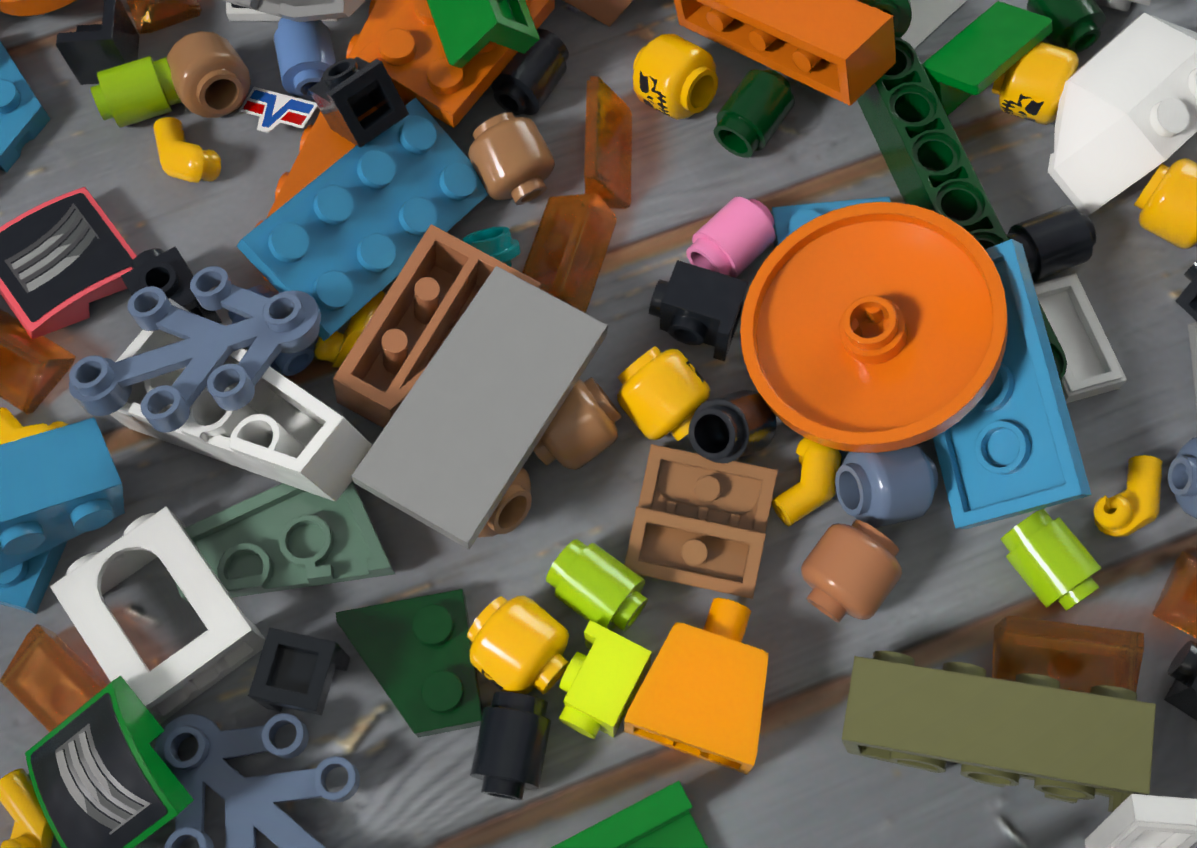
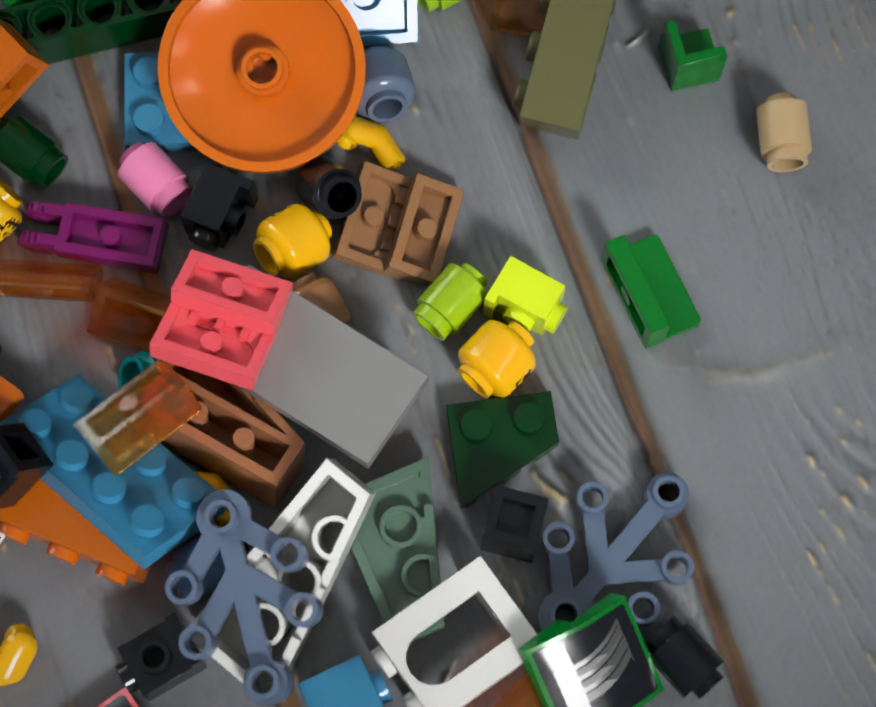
camera: 90 degrees left, 5 degrees up
(413, 223) = (138, 416): none -> clear orange slope
(511, 158) = (52, 355): medium nougat head -> none
(511, 745) = (571, 367): black brick -> none
(528, 296) = (221, 319): none -> coral slope
(657, 196) = (97, 235): none -> magenta hinge
(705, 691) = (534, 222): light orange torso -> none
(851, 571) = (449, 116): nougat head -> none

